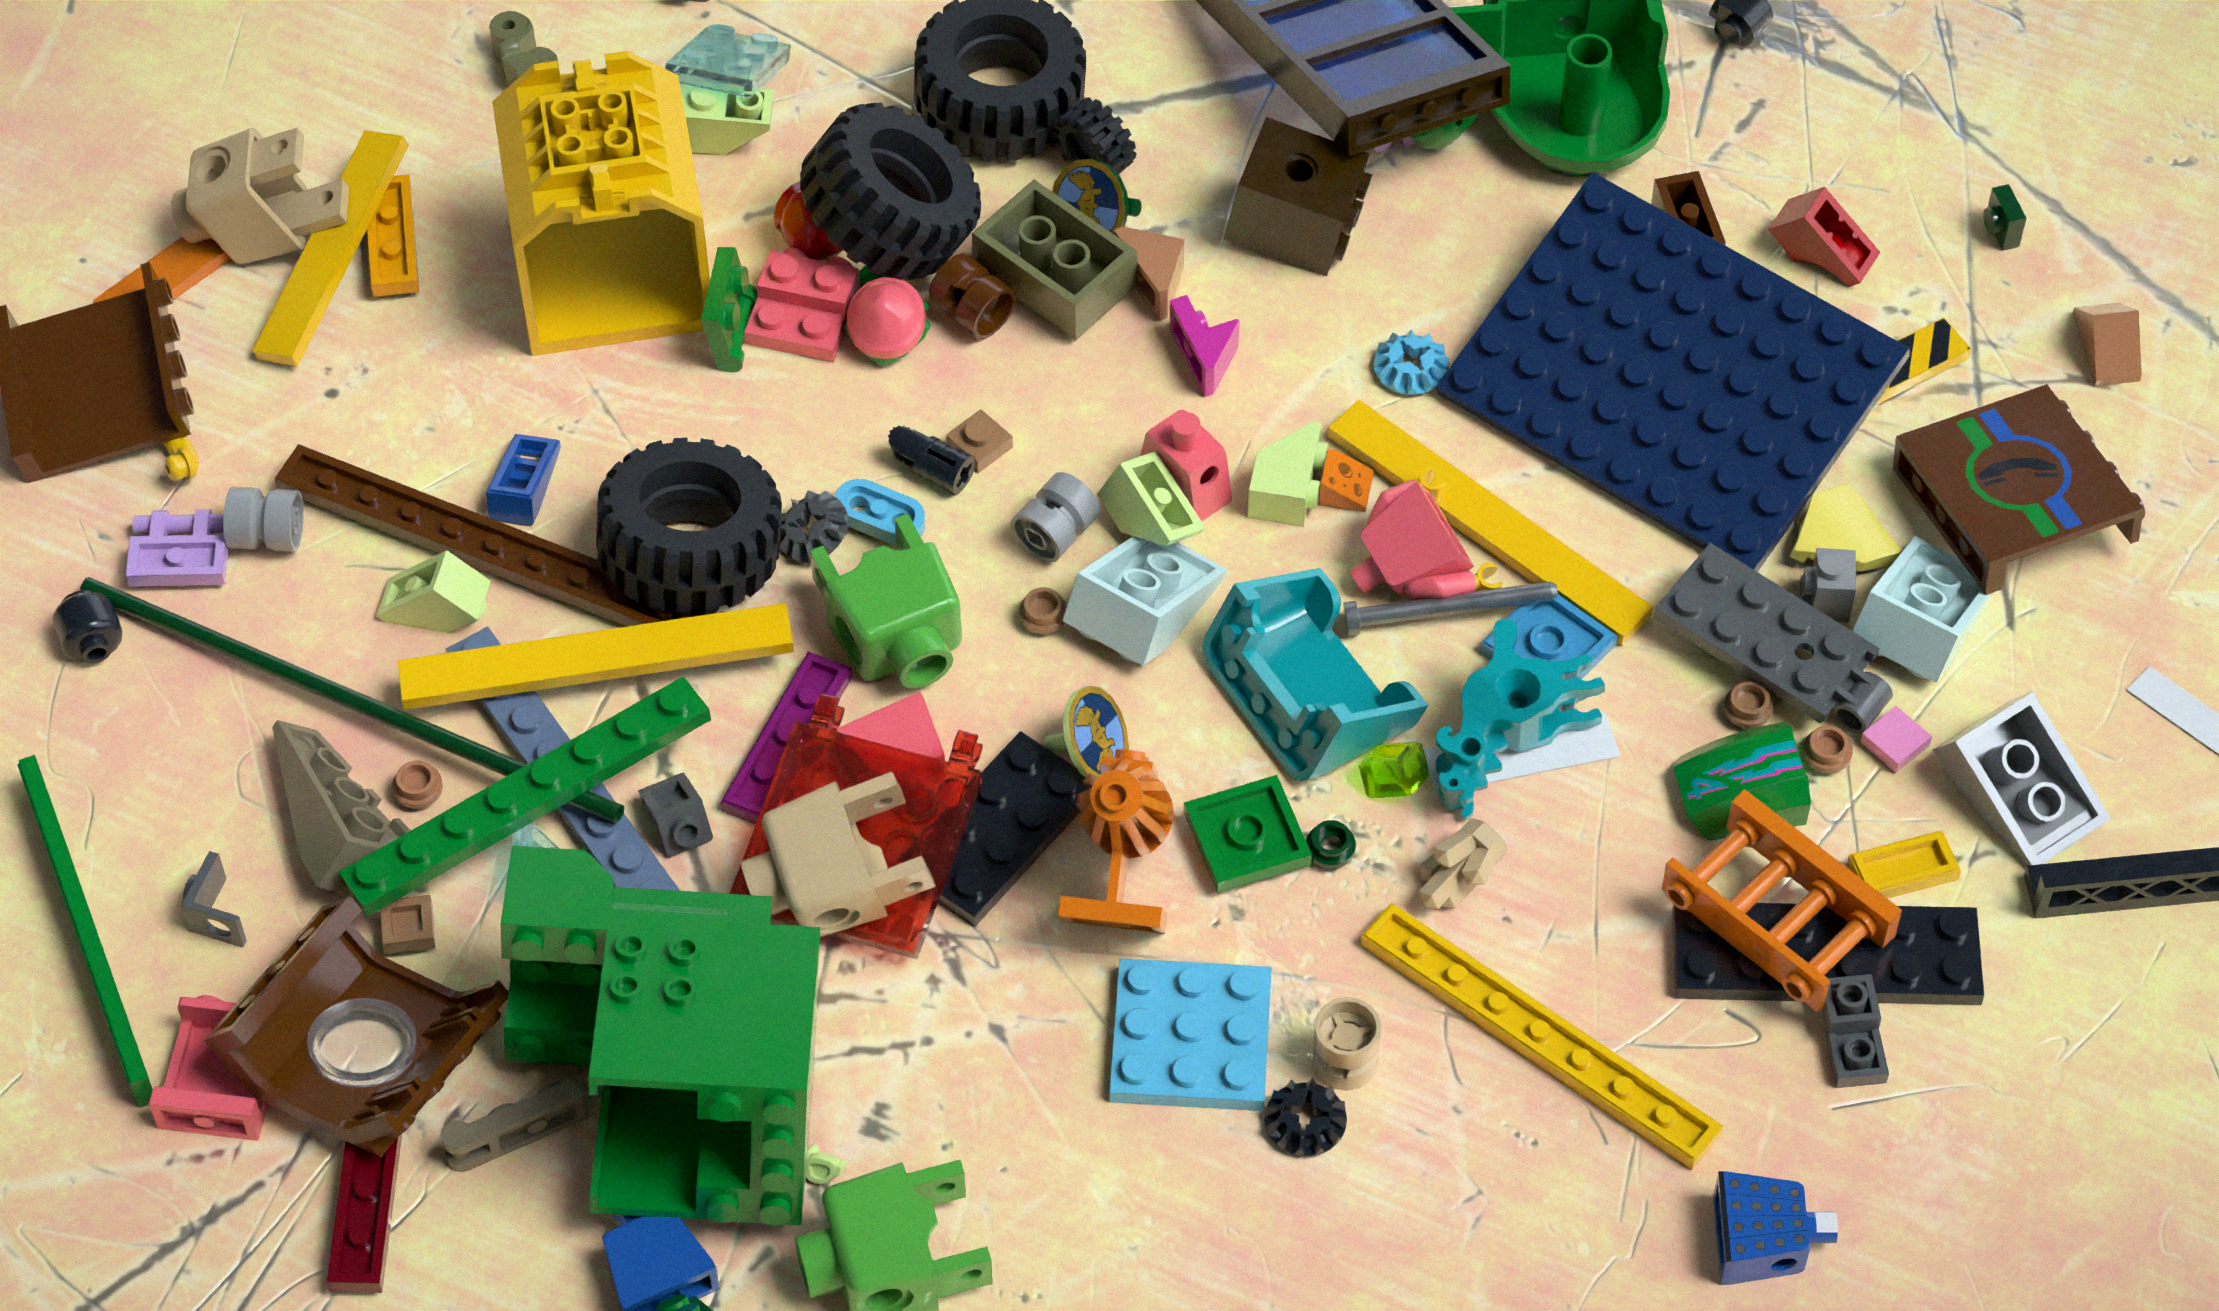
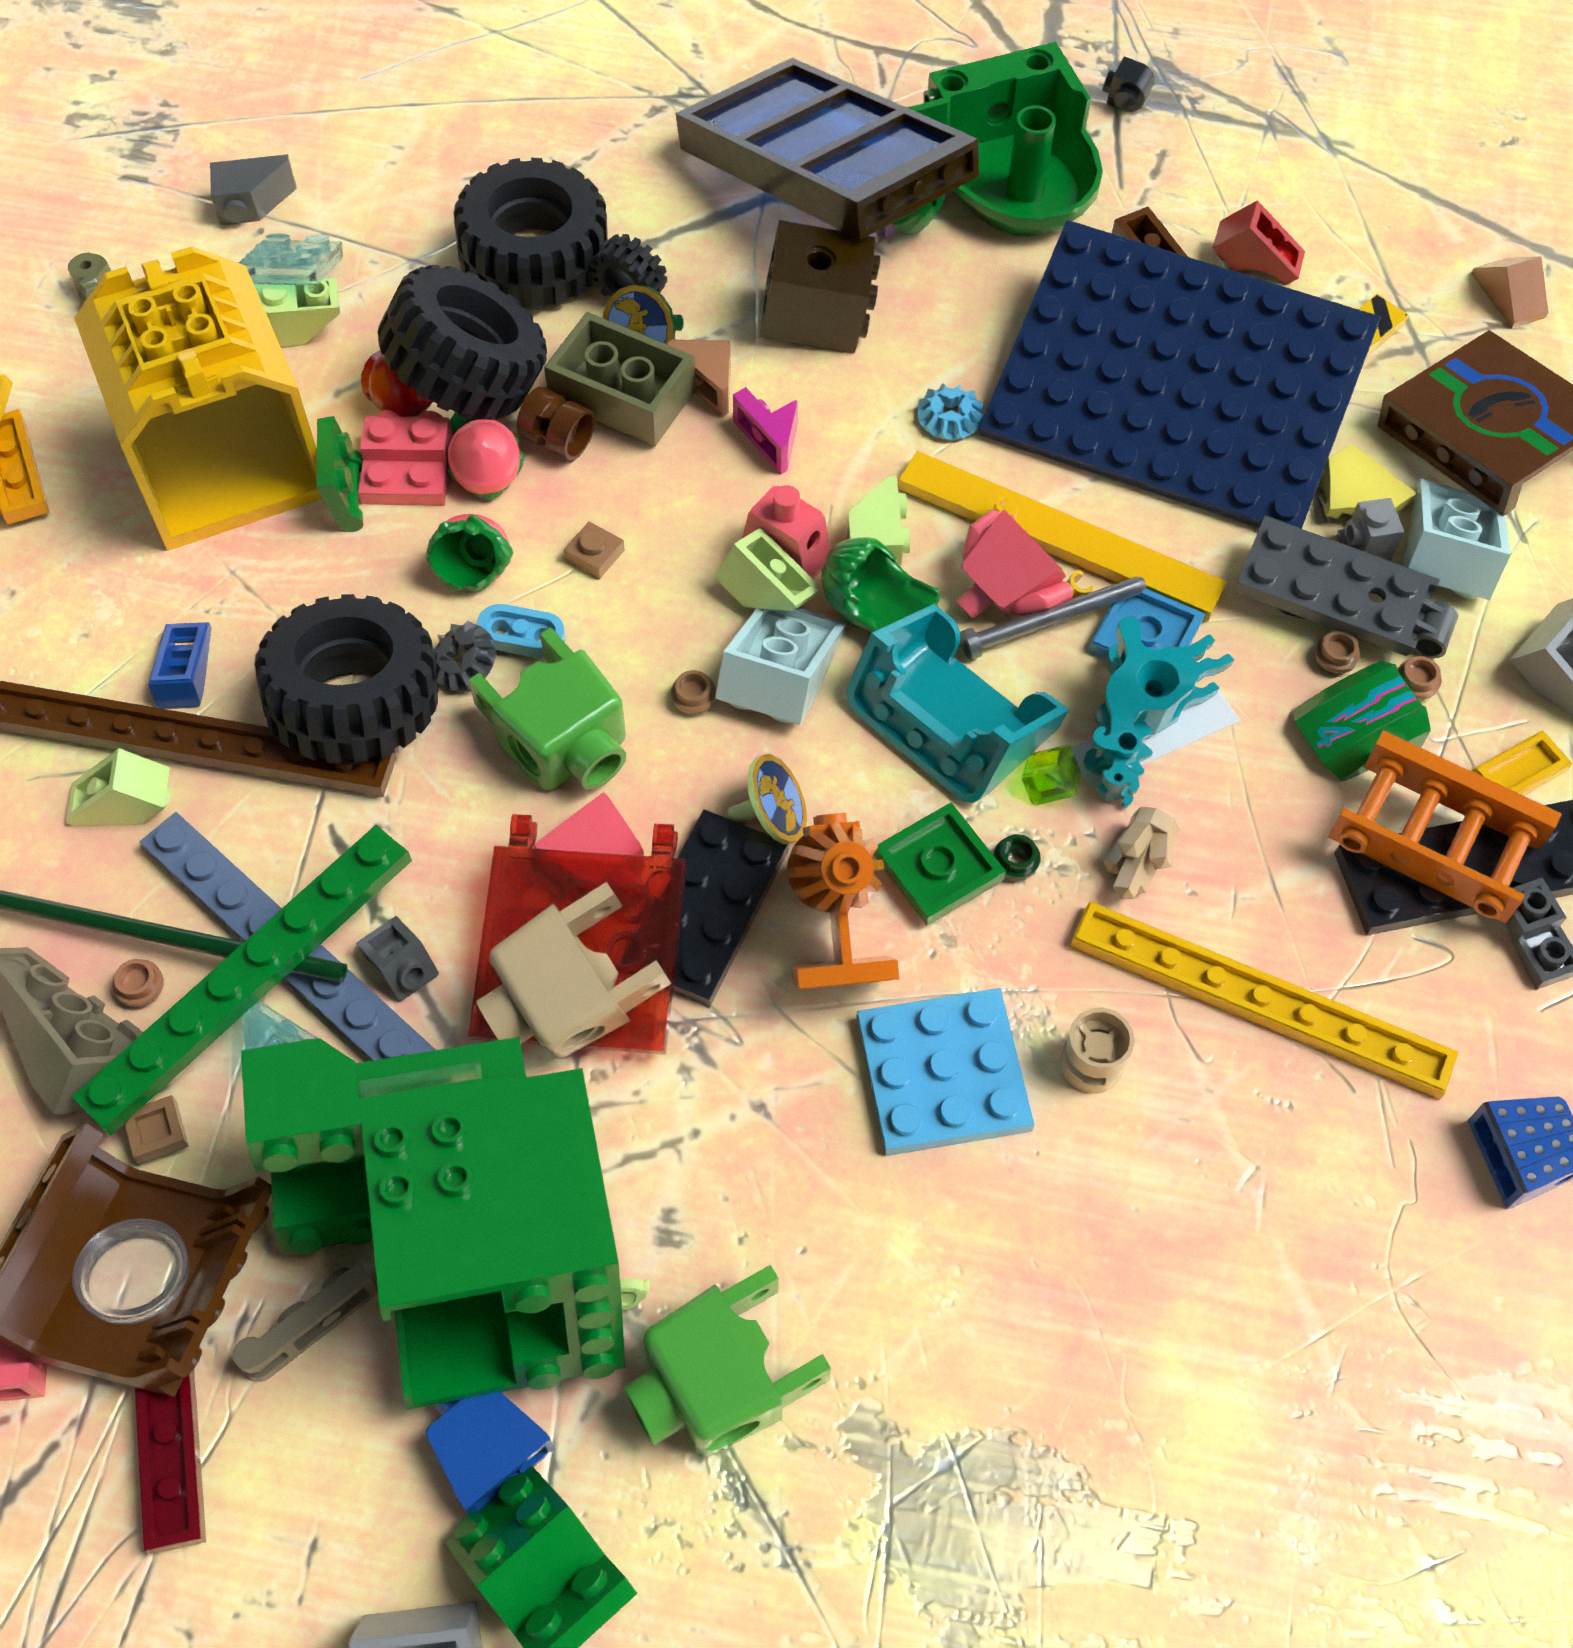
camera: 15 degrees left, 5 degrees up
(595, 656) = (281, 822): yellow tile -> none
(753, 780) = (490, 828): magenta tile -> none
(844, 418) = (468, 552): none -> green hair
(932, 458) = (556, 573): black hinge -> none
(1055, 517) = (683, 604): light grey wheel -> none
(1258, 534) = (870, 586): none -> green piece
(1320, 1133) = (1061, 1146): black gear -> none
(1345, 482) = (927, 525): orange slope -> none
(1896, 739) = (1470, 656): bright pink tile -> none
(2004, 217) = (1396, 205): dark green plate -> none

